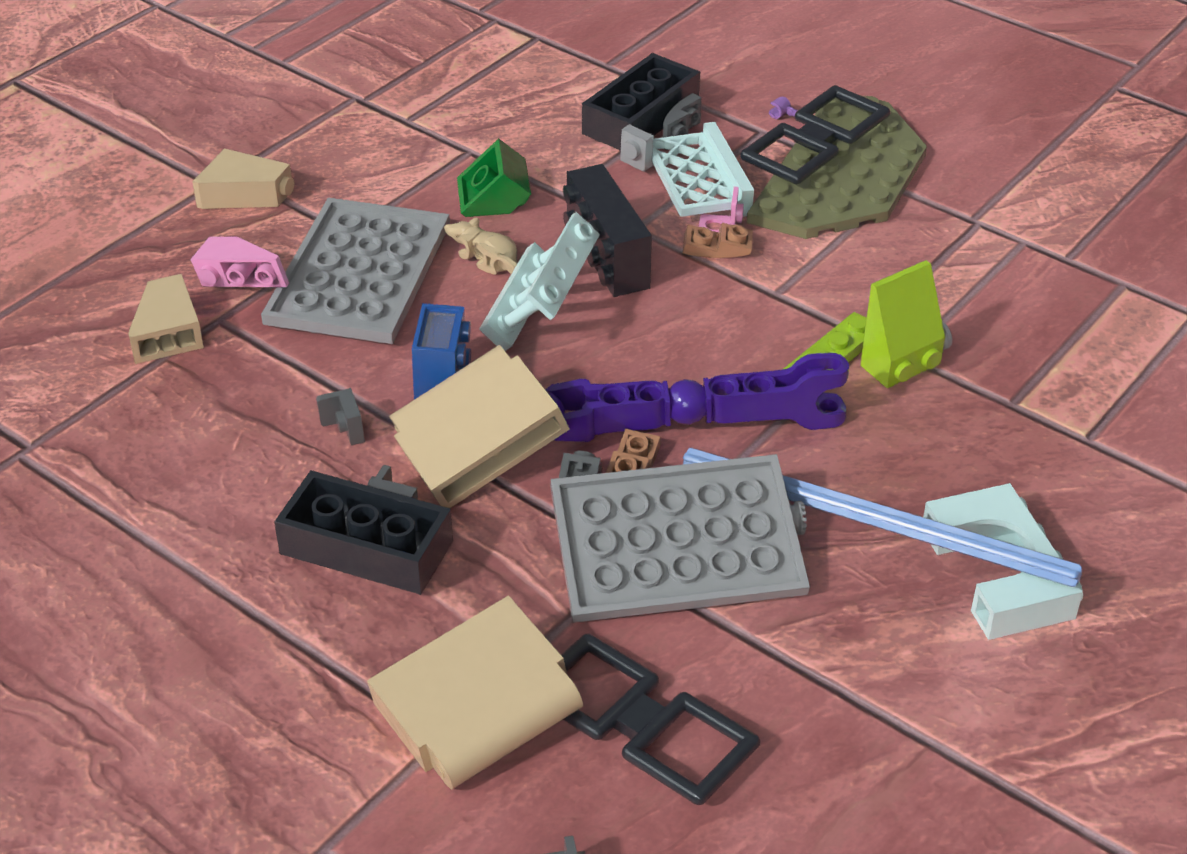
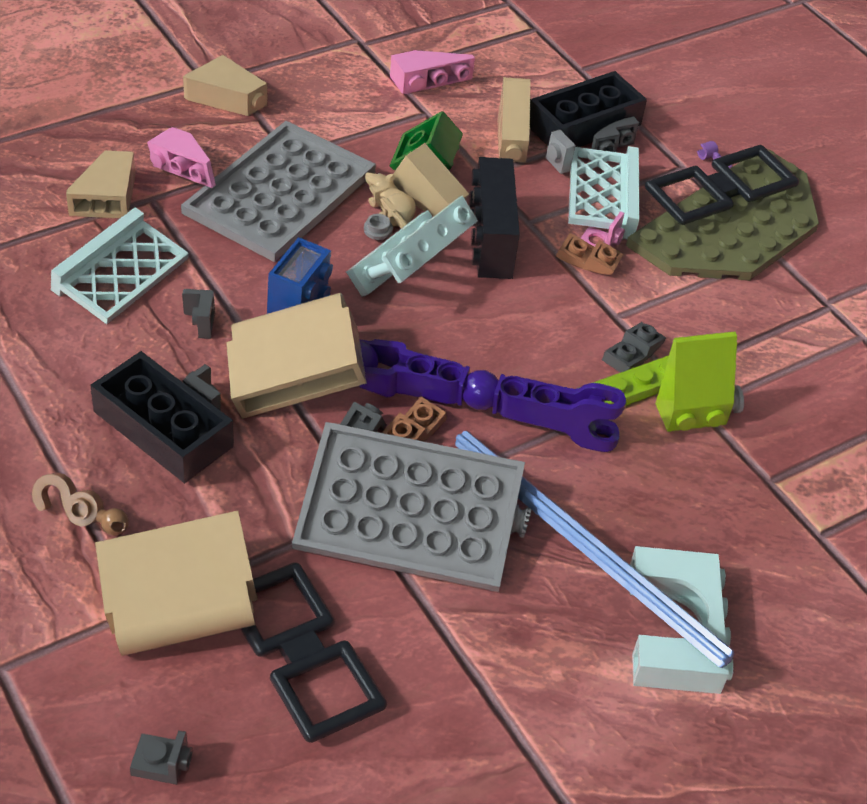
camera: 15 degrees right, 5 degrees up
(200, 388) = (98, 254): none -> light aqua fence
(324, 653) = (80, 507): none -> medium nougat piece
(451, 106) = (427, 69): none -> bright pink slope
(485, 276) = (378, 227): none -> light grey plate
(520, 215) = (427, 181): none -> tan slope
(571, 127) = (514, 119): none -> tan slope
(812, 317) = (635, 348): none -> dark grey slope

